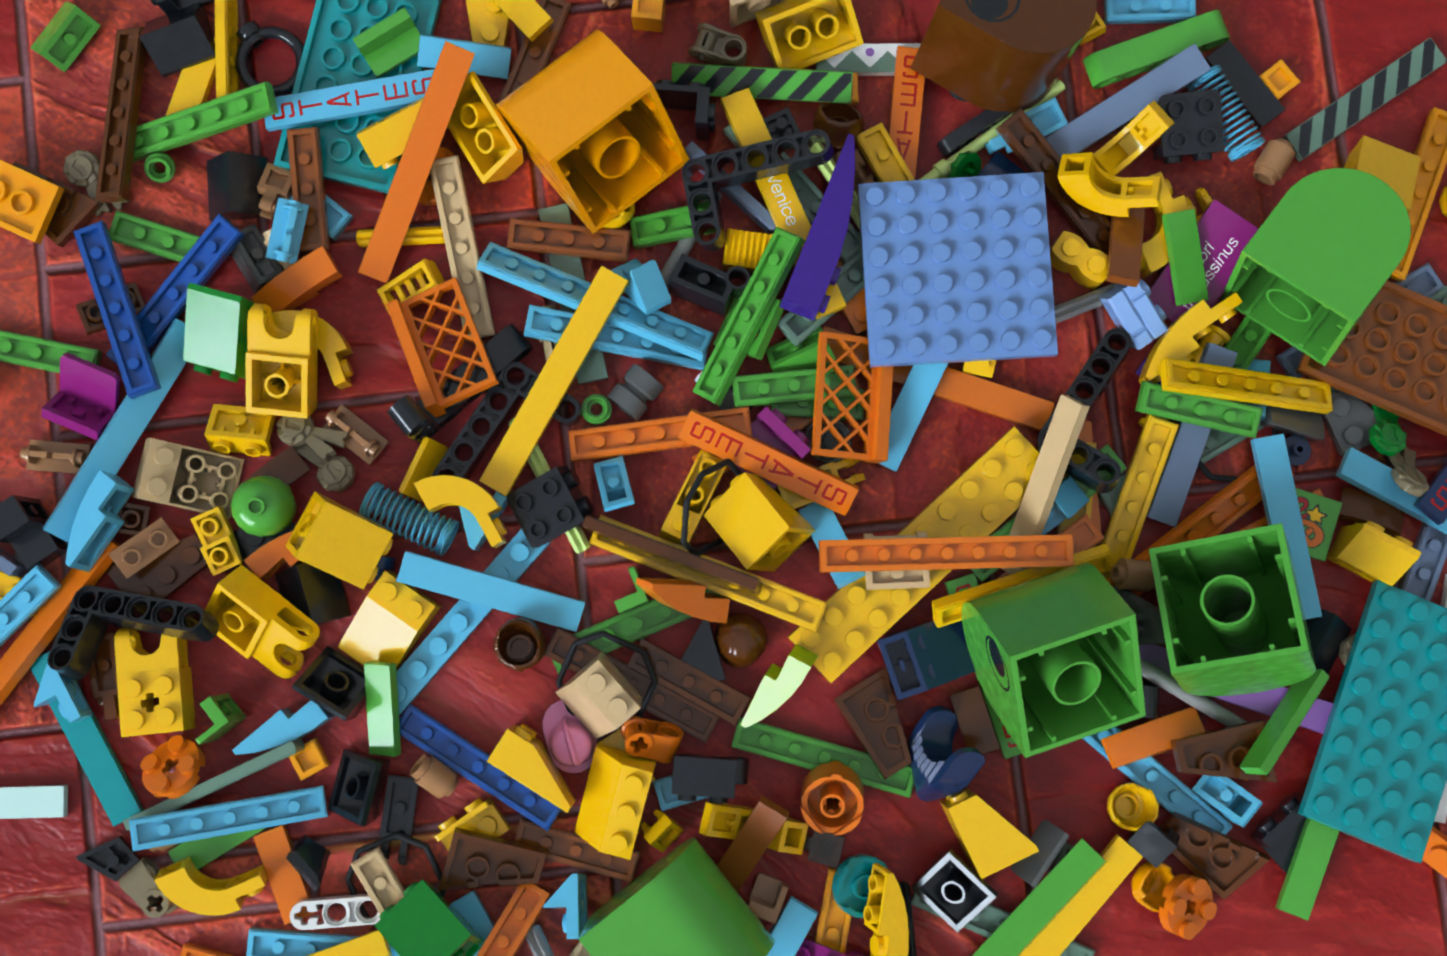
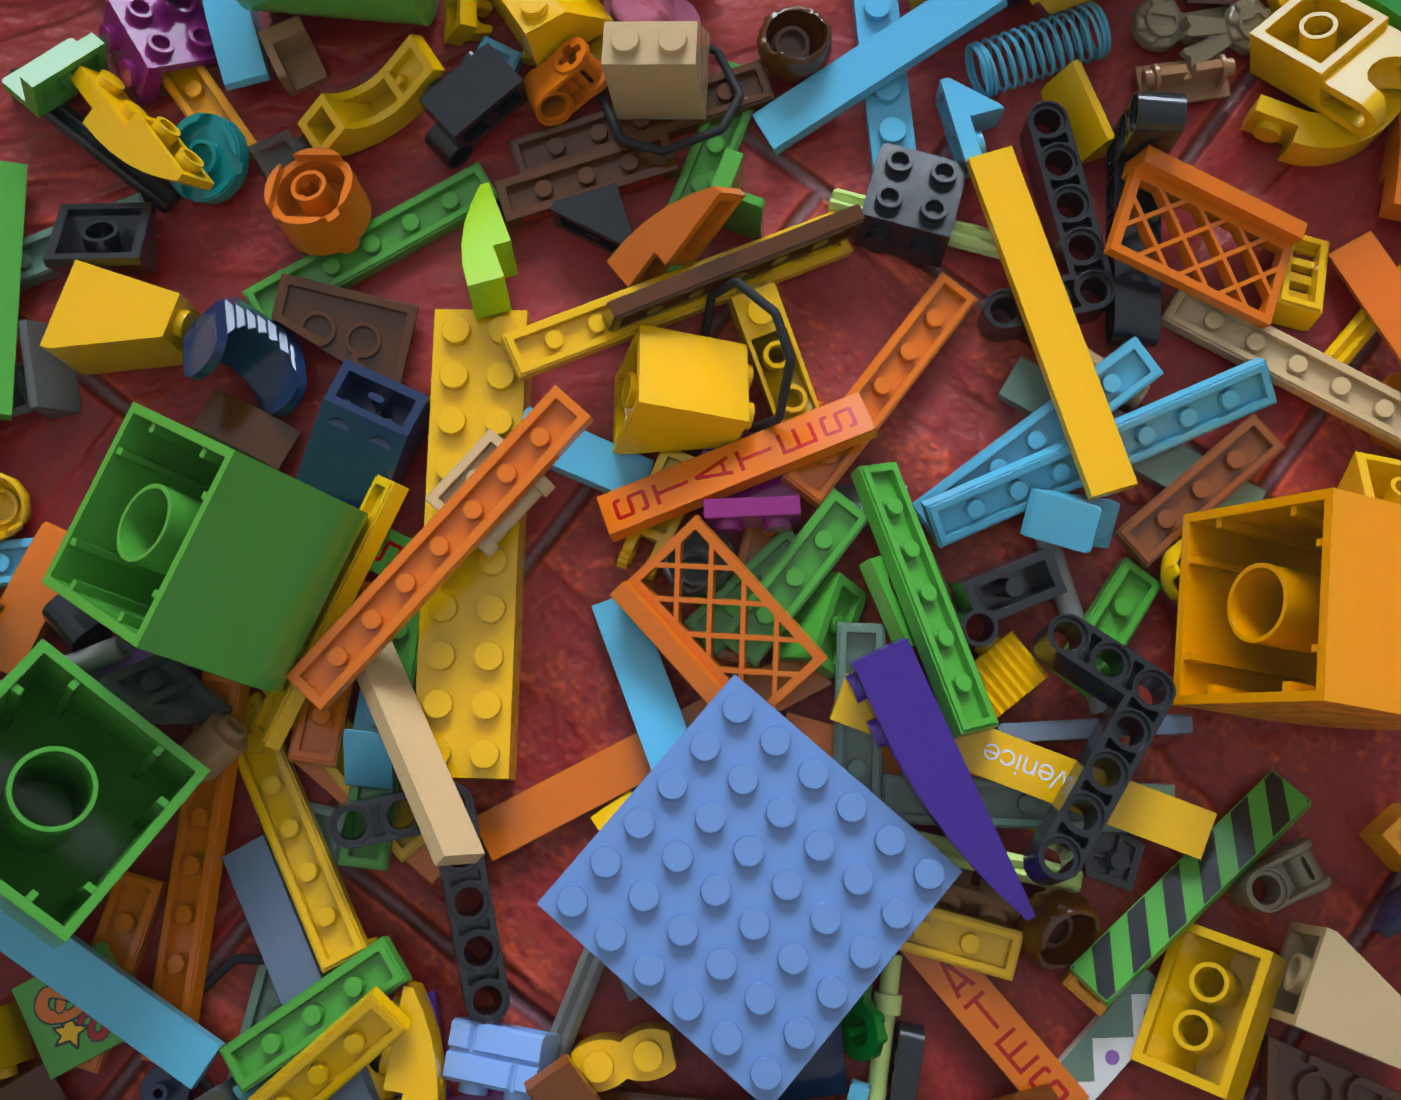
camera: 140 degrees right, 5 degrees down
(456, 491) = (1000, 116): yellow arch -> none
(592, 400) = (979, 339): bright green plate -> none
(614, 484) = (870, 286): medium azure slope -> none
(635, 392) = (952, 395): dark grey wheel -> none
(690, 97) = (1214, 775): black bracket -> none
(740, 640) = (576, 269): reddish brown hair -> none
(752, 841) = (357, 72): dark orange tile -> none

